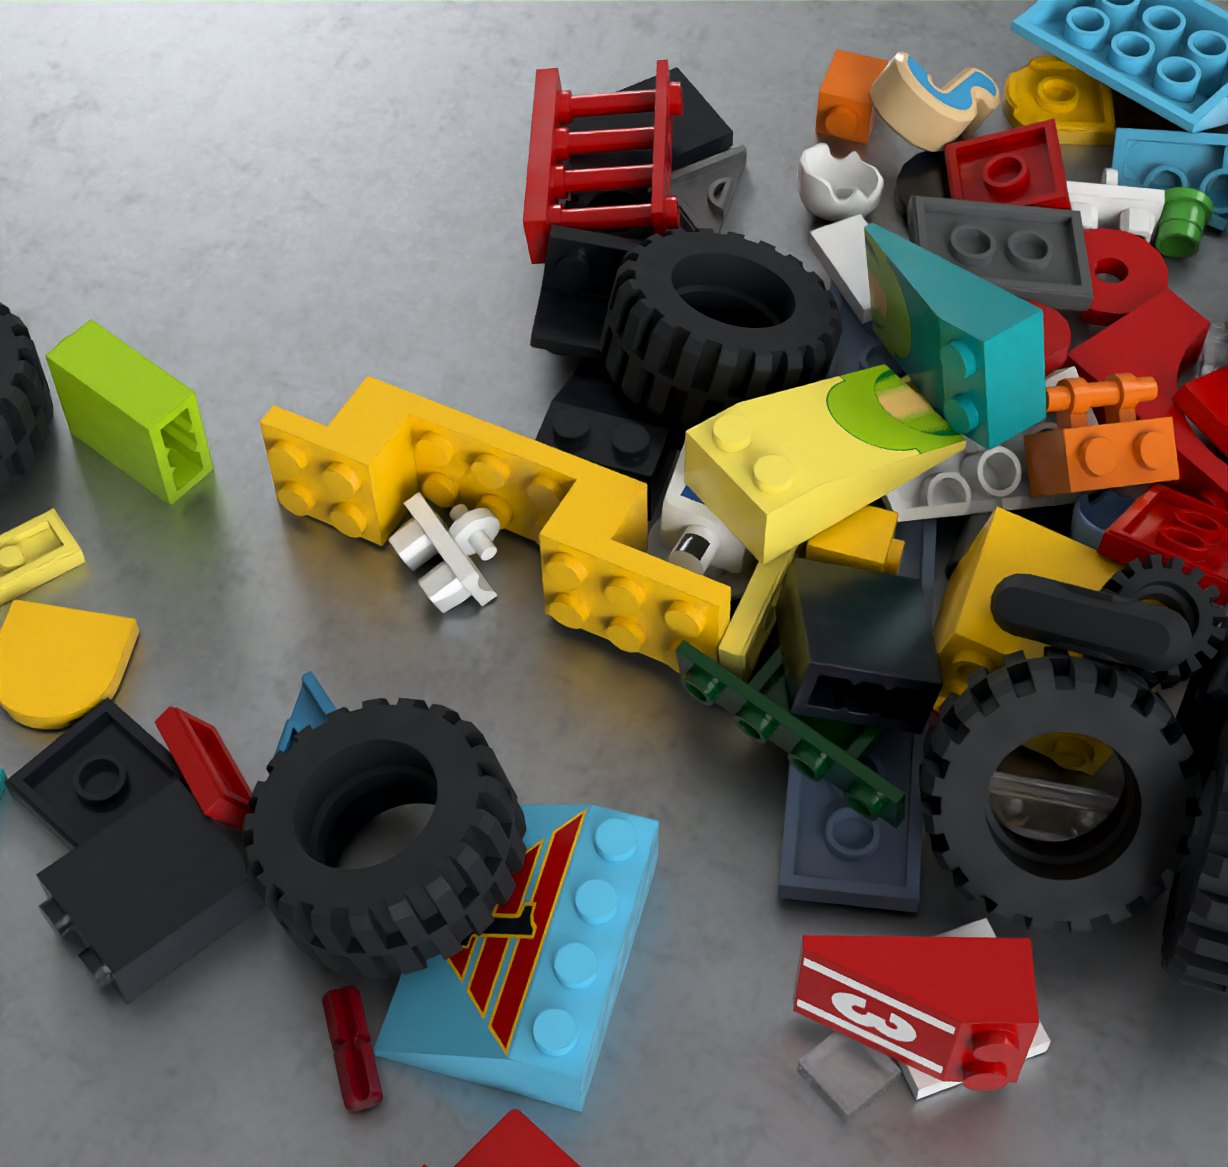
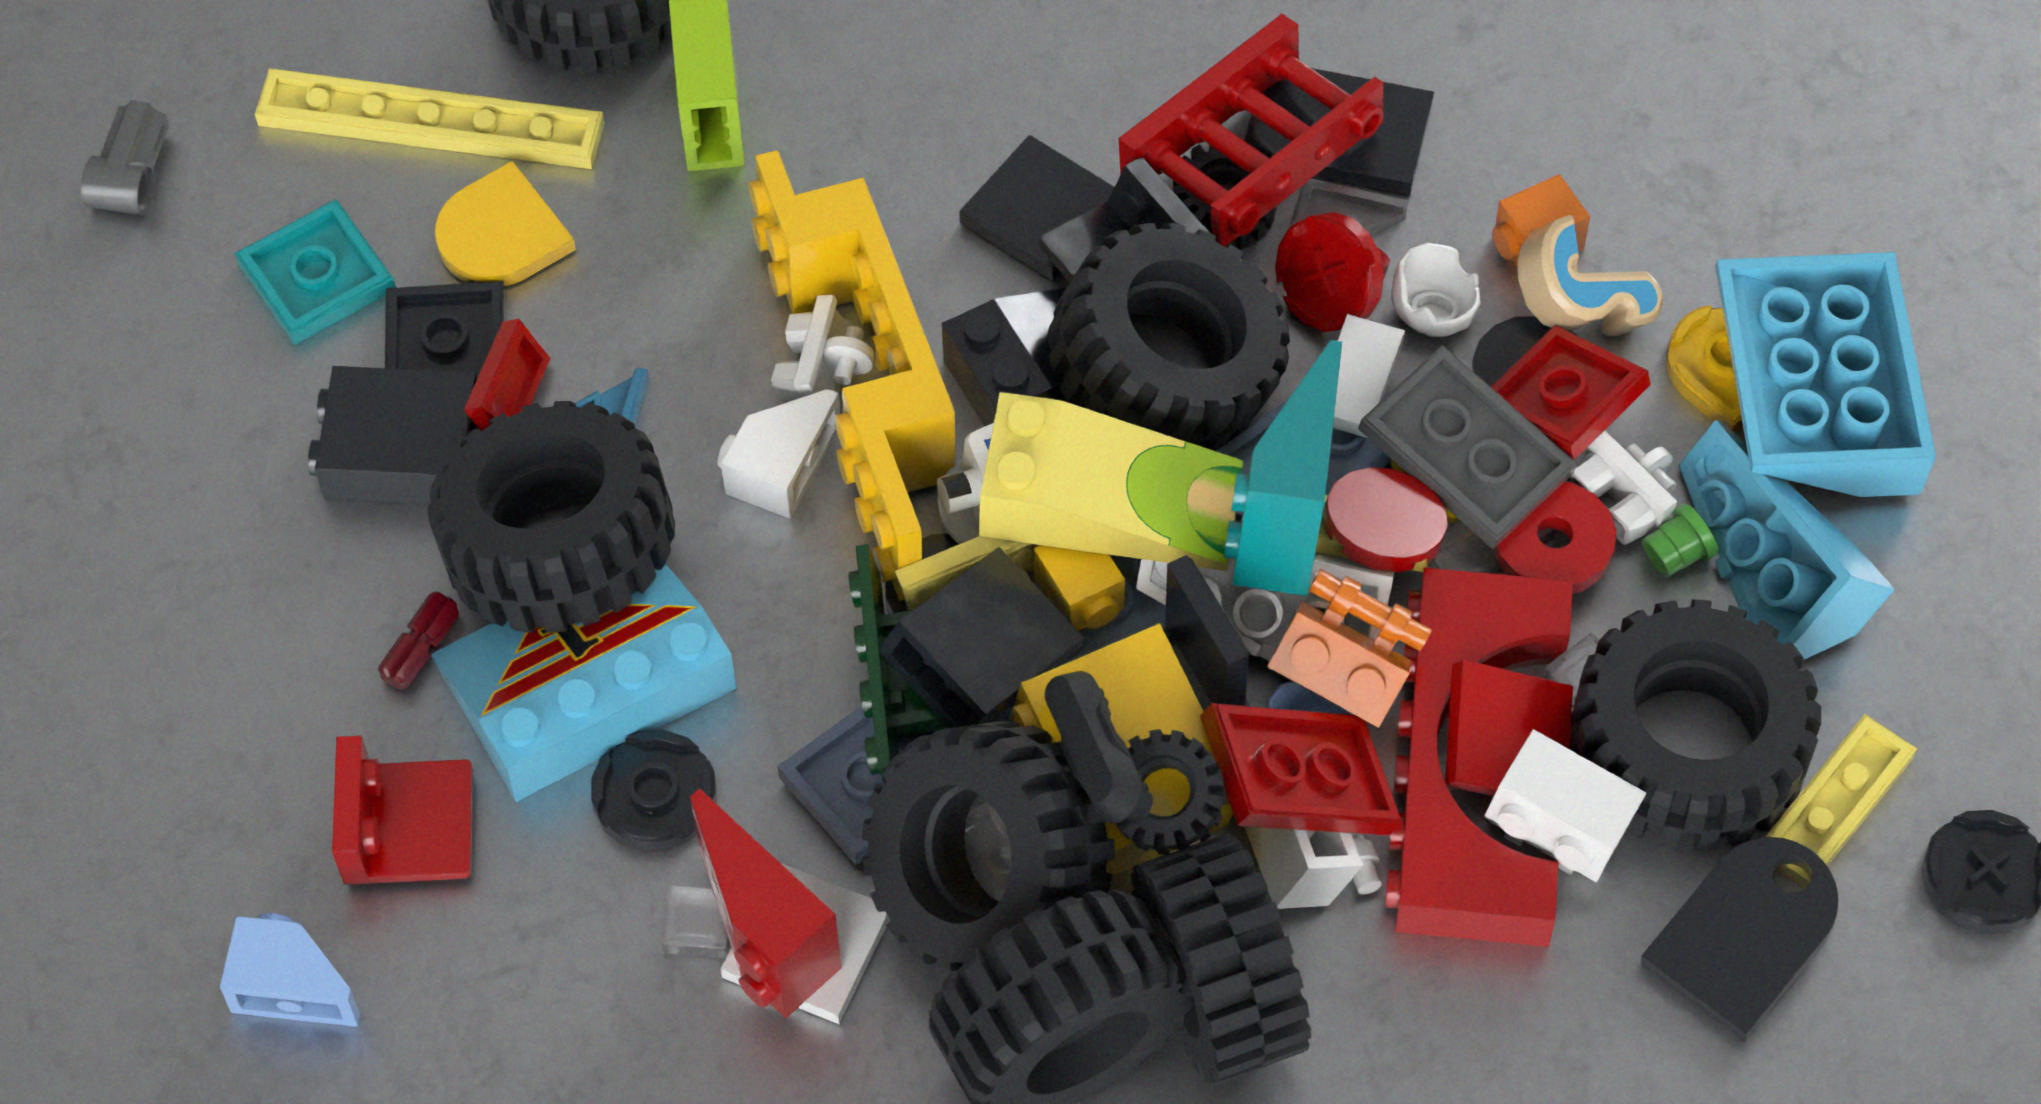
camera: 45 degrees right, 5 degrees up
(484, 331) = (1030, 197): none -> black tile
(497, 649) = (779, 452): none -> white slope
(690, 998) = (646, 790): none -> black tile
(764, 203) = (1330, 270): none -> red tile
(1017, 482) = (1205, 634): none -> black tile

